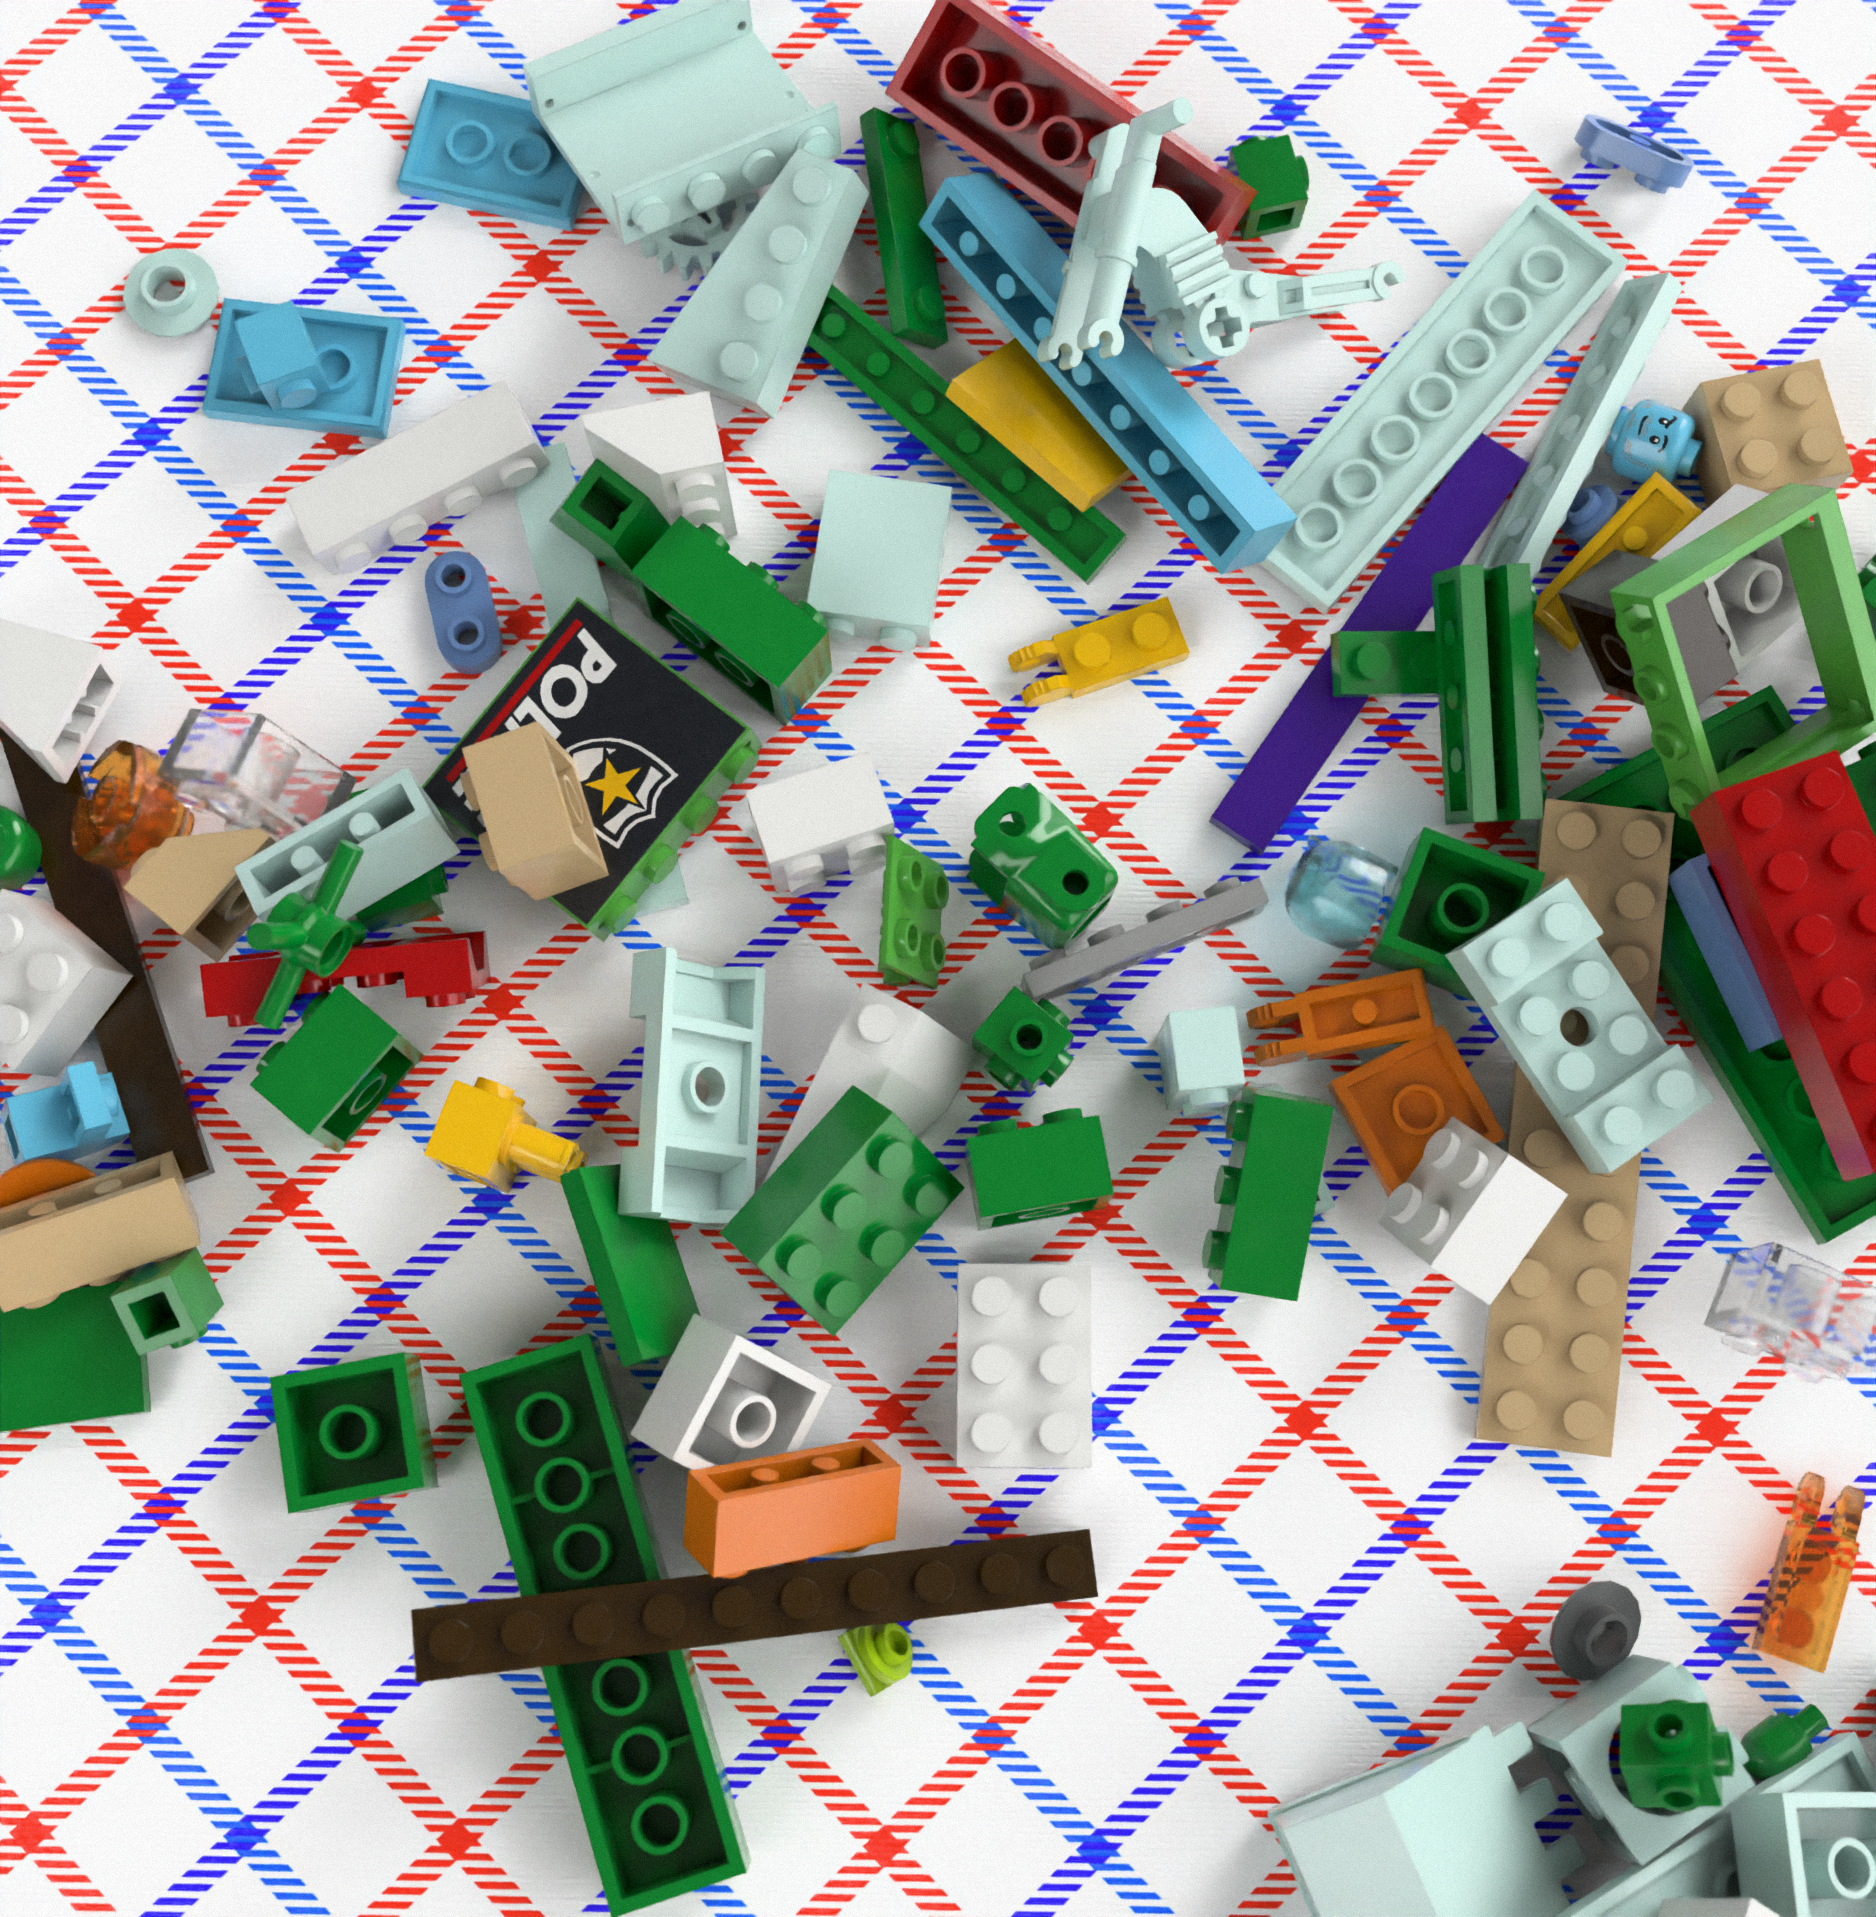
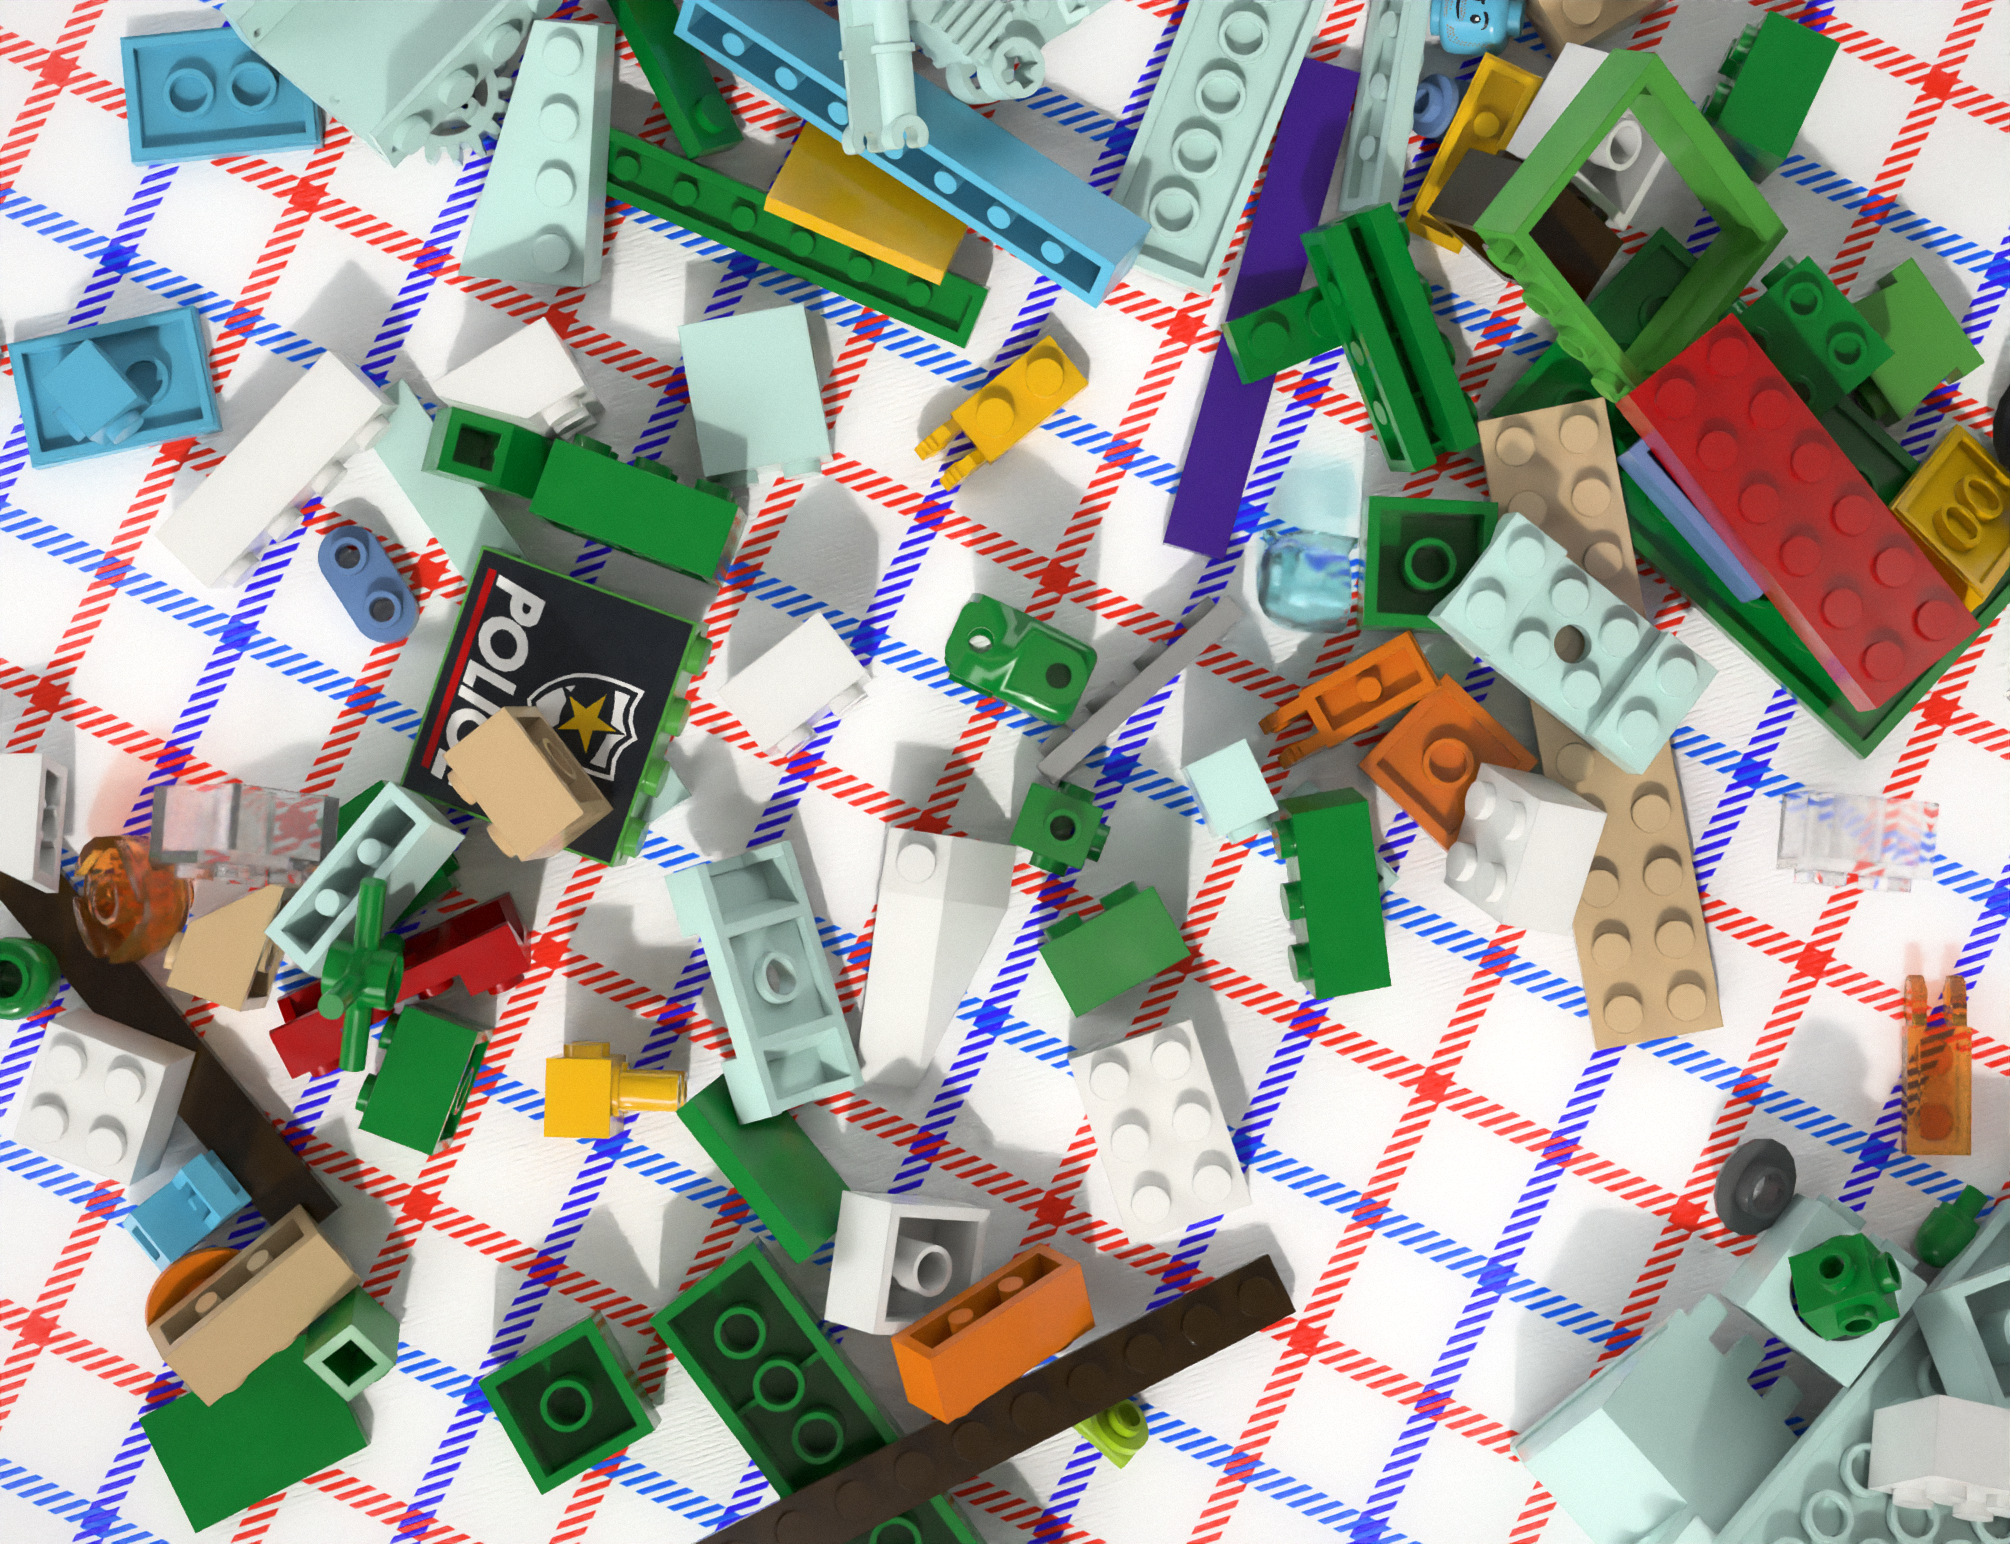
camera: 15 degrees left, 10 degrees up
(843, 1209) = (944, 1048): green brick -> none
(911, 913) = (906, 722): bright green hinge -> none

